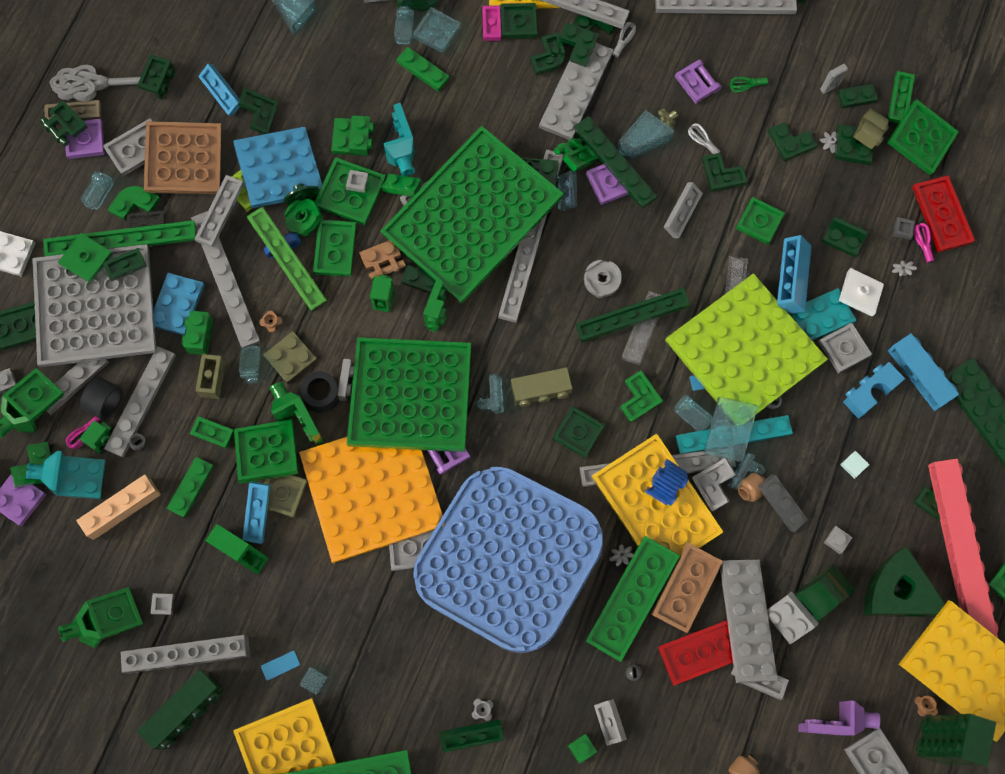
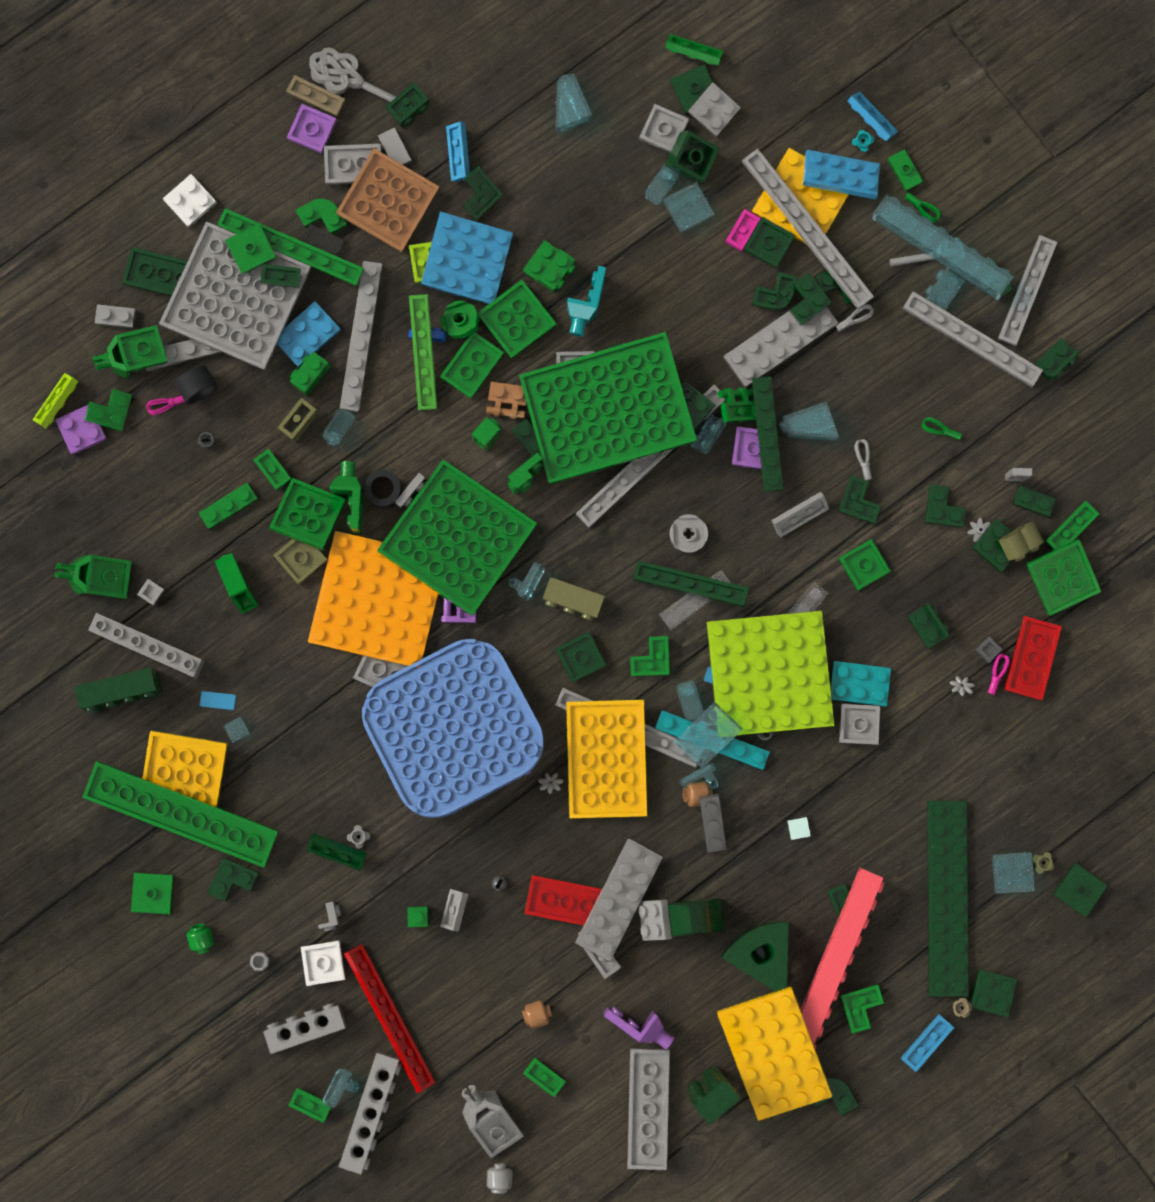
camera: 30 degrees right, 10 degrees up
(68, 119) = (306, 104): dark green plate -> none
(70, 475) = (135, 437): teal plate -> none
(96, 435) = (175, 414): green brick -> none
(97, 190) = (296, 185): clear light blue piece -> none
(118, 507) = (160, 488): light nougat brick -> none
(140, 401) = (228, 404): light grey plate -> none
(161, 113) = (394, 147): none -> light grey tile
(219, 211) = (390, 272): light grey plate -> none
(256, 512) = (269, 562): dark azure plate -> none
(270, 316) = (374, 395): medium nougat plate -> none
(290, 357) = (376, 441): olive plate -> none
(301, 192) = (470, 297): dark green dish -> none
(357, 181) = (526, 316): light grey plate -> none
(401, 185) = (564, 342): green plate -> none
(423, 69) = (652, 238): green plate -> none
(632, 598) = (535, 823): green plate -> none
(667, 482) = (622, 747): blue brick -> none
(668, 117) = (843, 420): olive plant -> none
(686, 587) = (585, 842): medium nougat plate -> none
(693, 83) = (889, 400): medium lavender plate -> none
(710, 480) = (663, 767): light grey plate -> none
(794, 274) = (856, 633): dark azure brick -> none
(838, 540) = (740, 881): light grey plate -> none
(861, 292) = (907, 684): white plate -> none
(861, 400) = (875, 772): dark azure arch -> none
(923, 372) = (913, 786): dark azure brick -> none
(930, 702) = (726, 1056): medium nougat plate -> none

